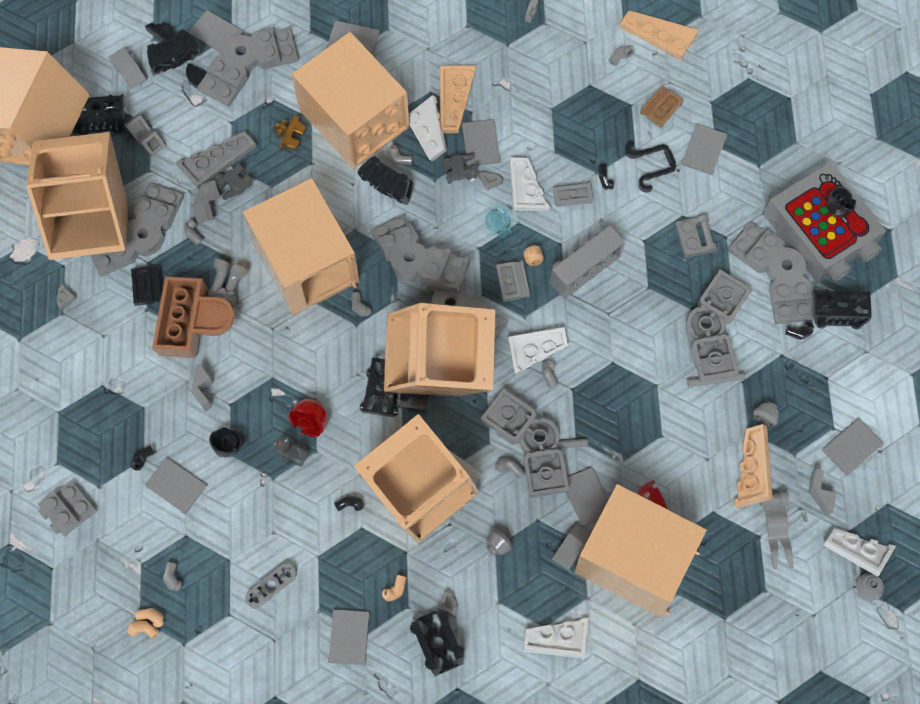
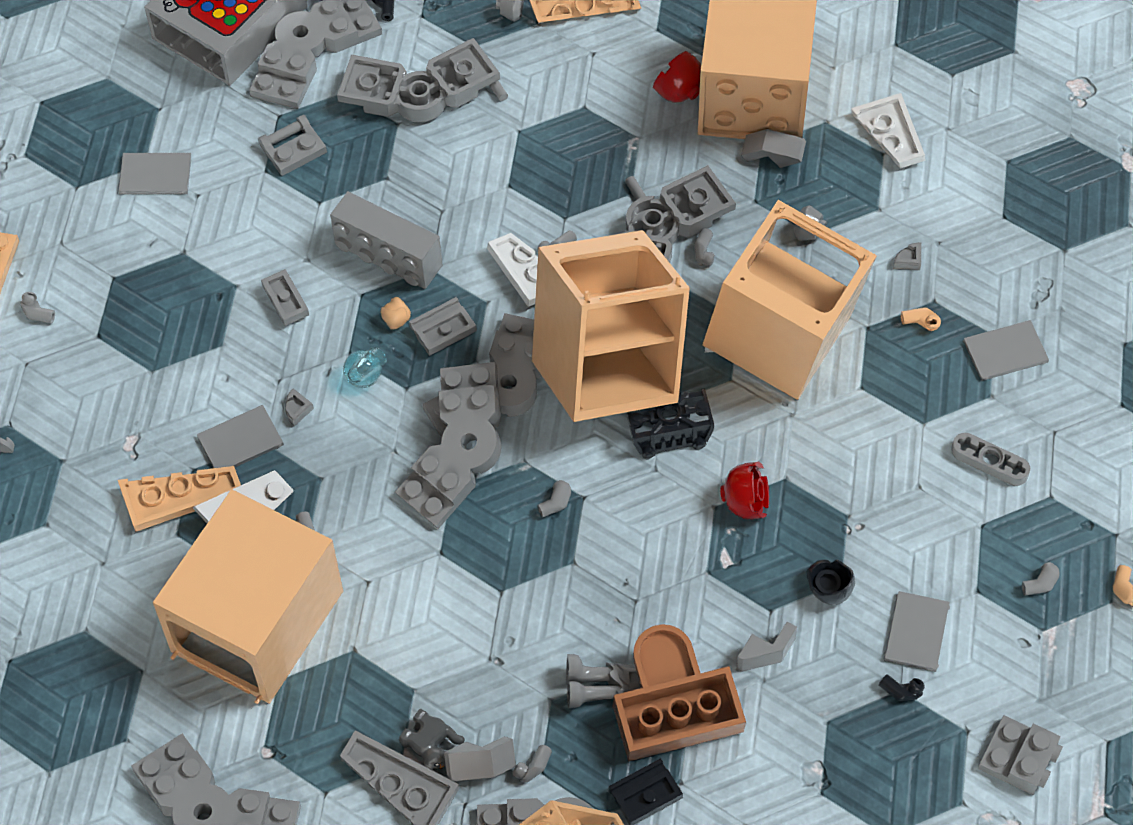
camera: 110 degrees left, 10 degrees down
(151, 614) = (1101, 583): light nougat arm -> none
(291, 451) = (806, 493): dark grey animal -> none
(294, 127) = (319, 692): pearl gold hips -> none
(302, 246) = (513, 571): light nougat piece -> none
(349, 500) = (835, 410): black arm -> none
(366, 36) = (120, 672): light grey piece -> none
(387, 180) = (355, 521): black piece -> none
(446, 634) = (953, 237): black piece -> none
(458, 170) = (297, 447): dark grey animal -> none
(524, 187) = (298, 356): white wing -> none
(586, 496) = (699, 152): light grey piece -> none
(603, 176) = (249, 266): black arm -> none
(661, 106) = (107, 235): medium nougat plate -> none
(669, 156) = (186, 205): black piece -> none

